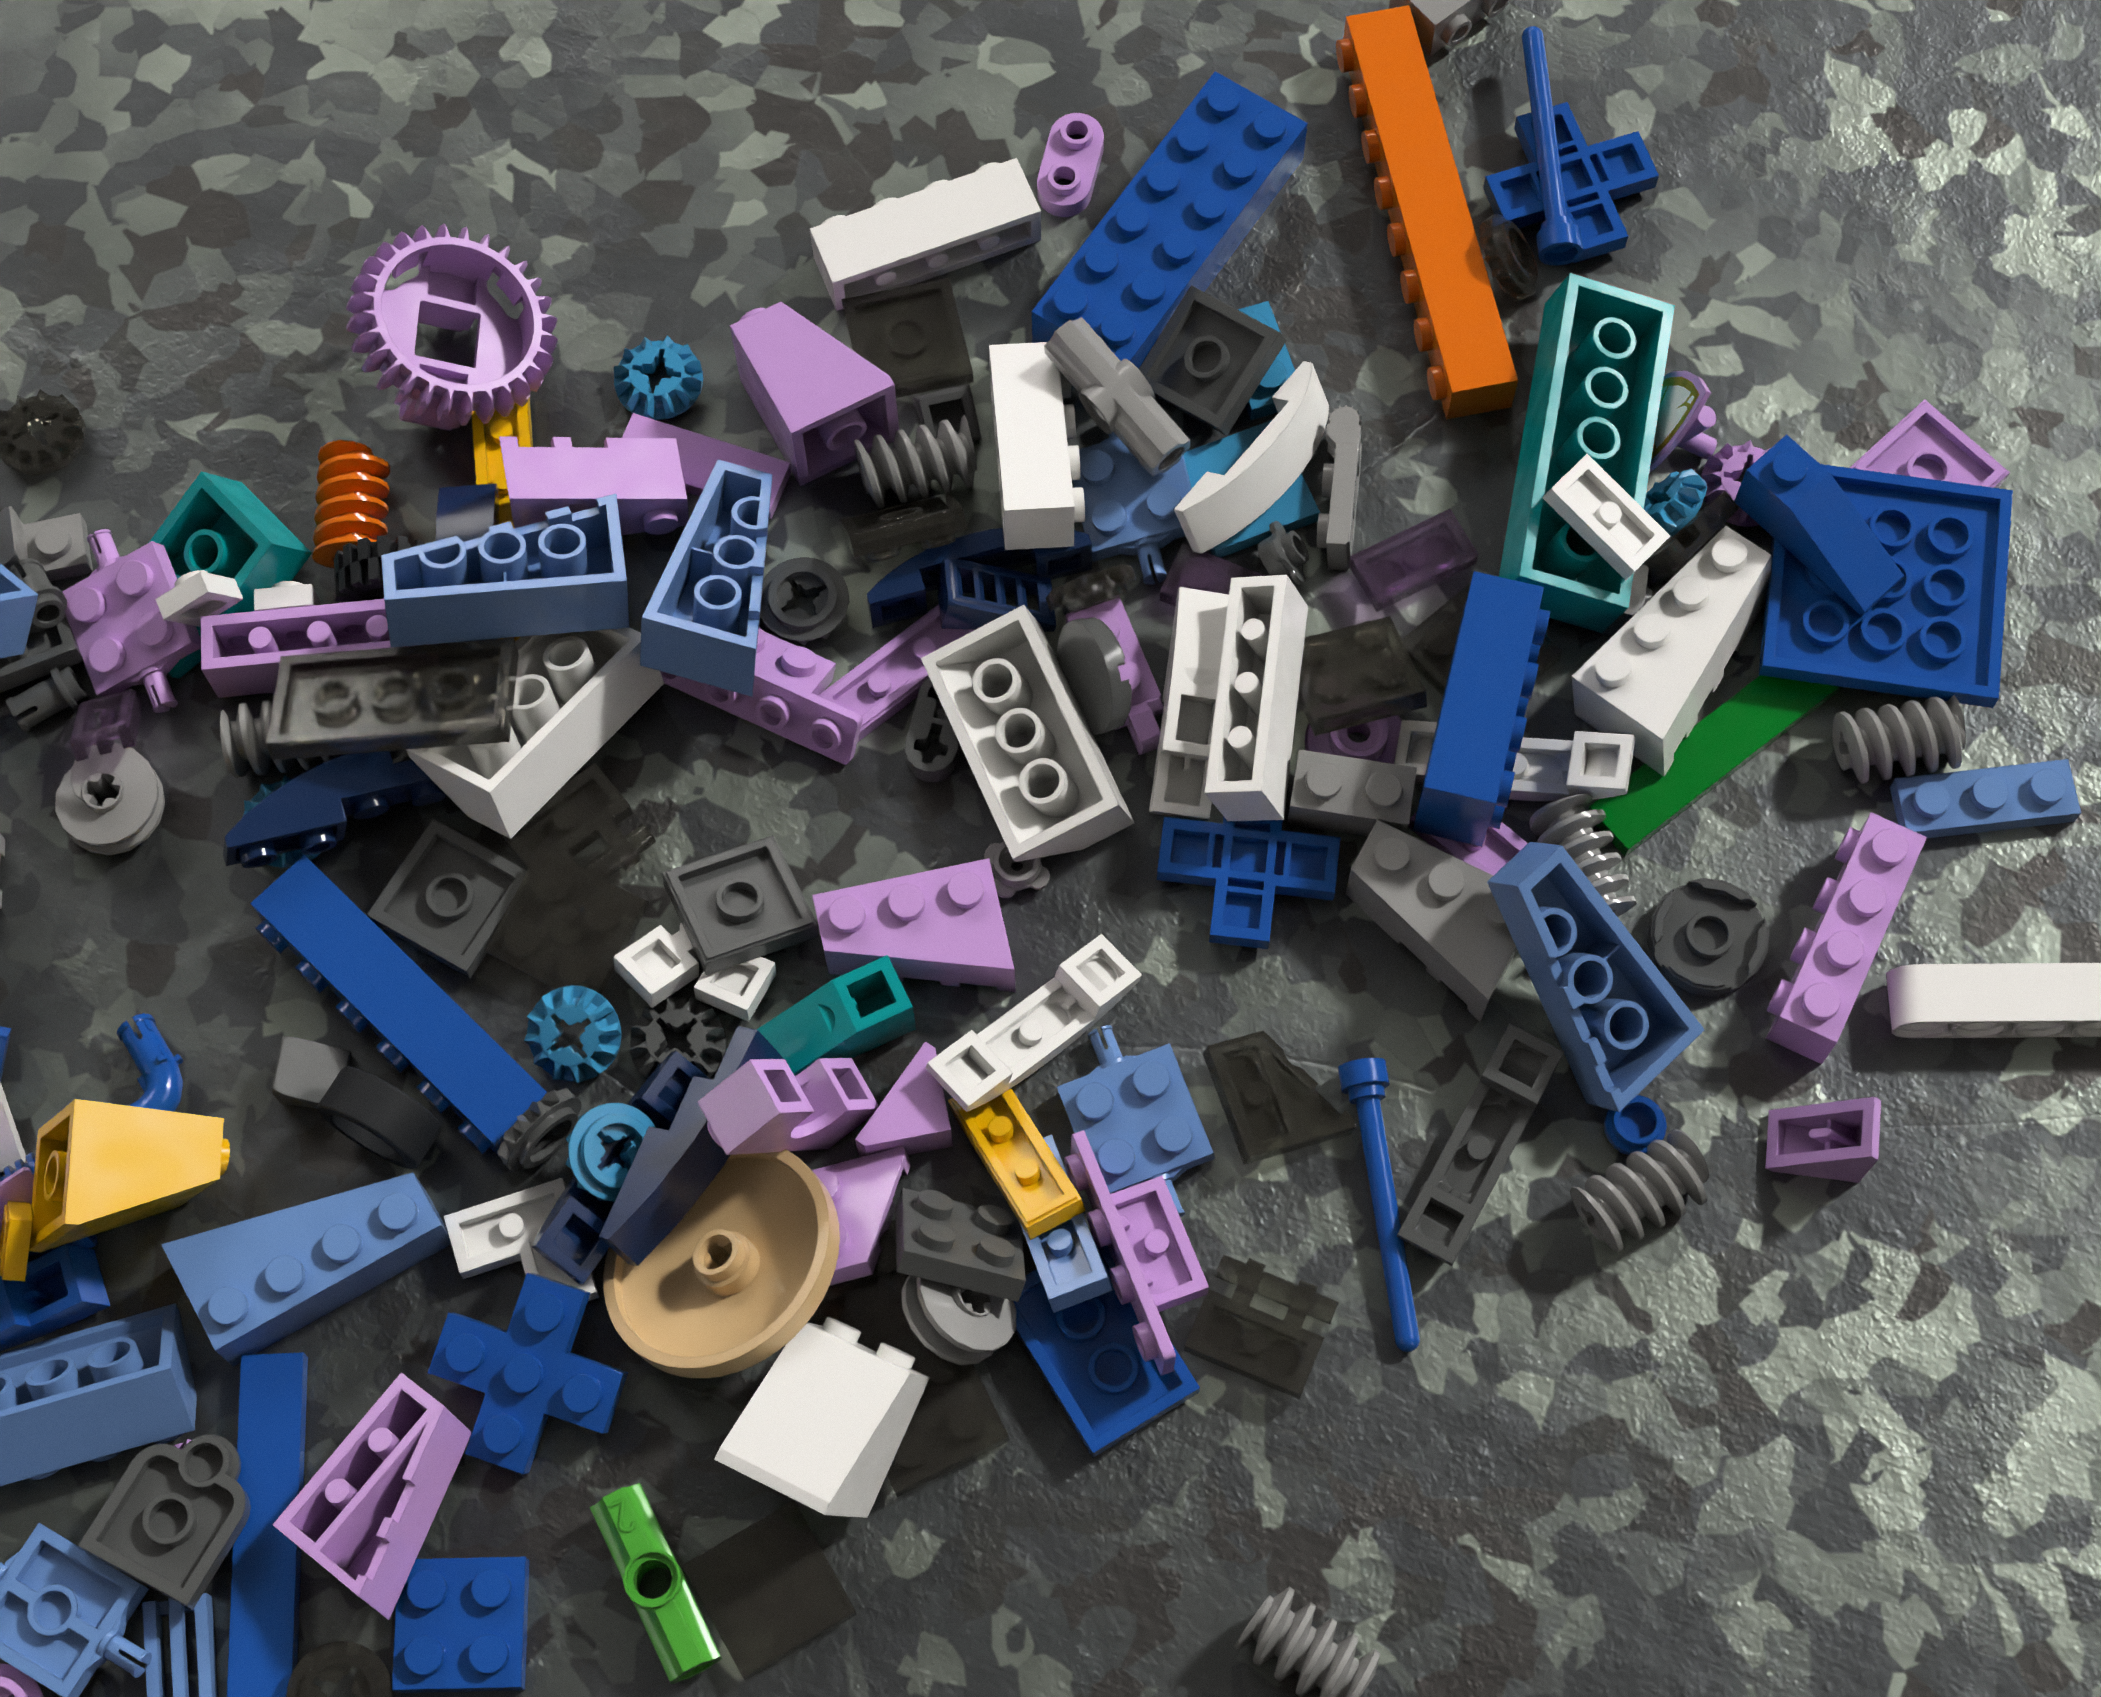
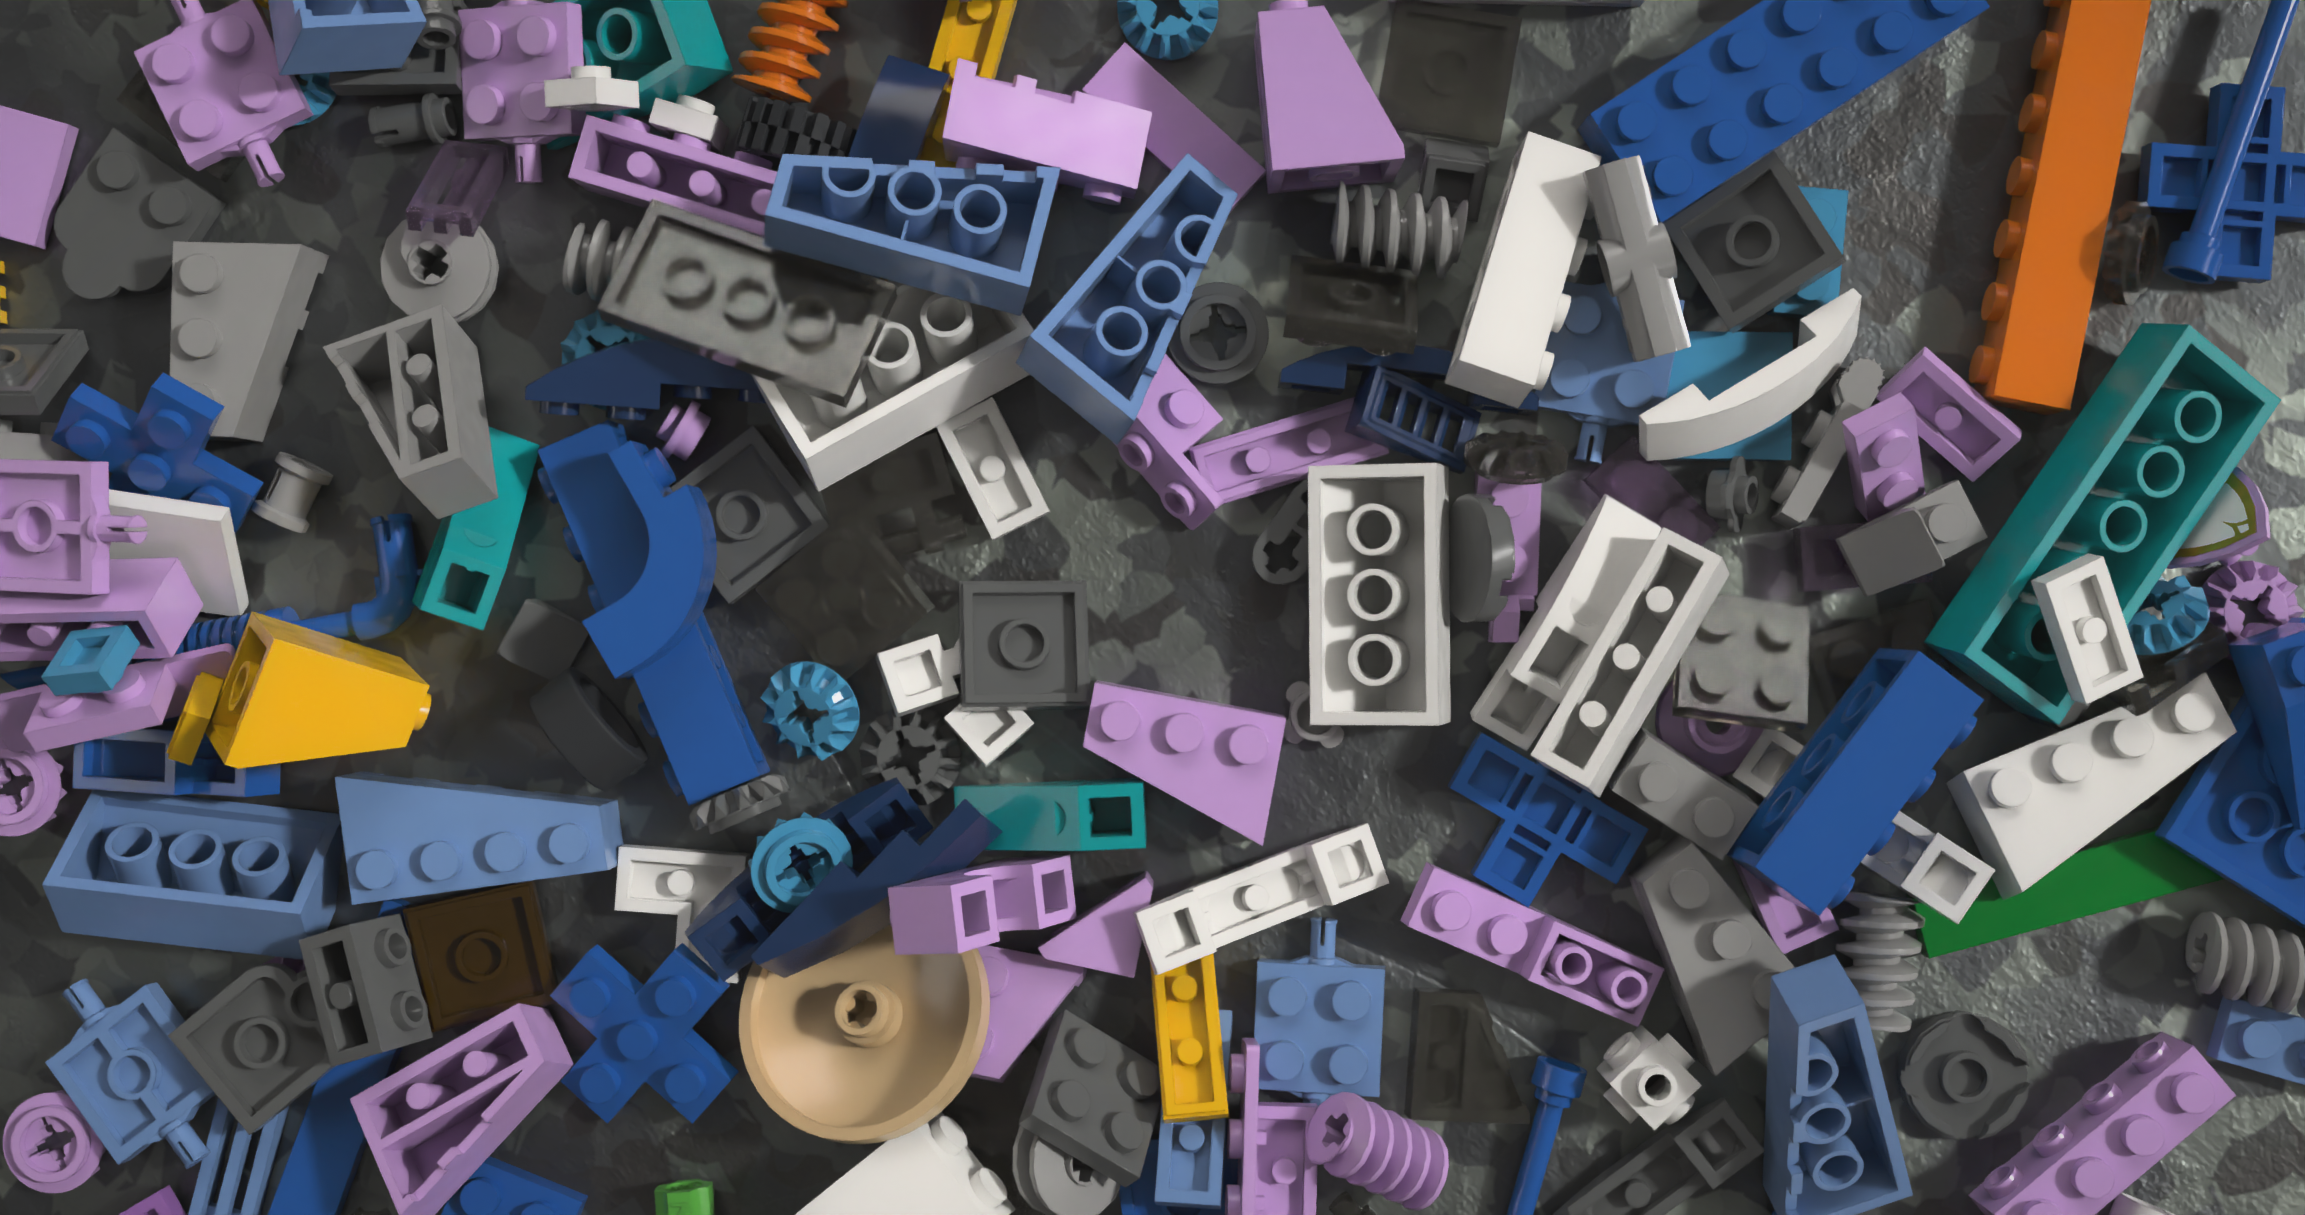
camera: 25 degrees right, 20 degrees up
(38, 1036) = (292, 492): none -> light grey bush
(131, 905) = (424, 406): none -> light grey wedge
(218, 1002) = (477, 542): none -> teal slope
(254, 1419) = (365, 989): none -> dark grey brick
(345, 1362) = (481, 953): none -> dark brown tile
(371, 849) = (682, 430): none -> lavender plate
(411, 968) = (677, 571): none -> blue arch
(656, 776) = (993, 468): none -> white plate
(1231, 1186) = (1378, 1150): none -> lavender piece
(1288, 973) = (1532, 944): none -> lavender slope
(1389, 472) = (1884, 456): none -> lavender plate
(1429, 428) = (1953, 414): none -> lavender plate
(1435, 1056) = (1634, 1060): none -> white brick
(1441, 524) = (1911, 539): none -> light grey slope

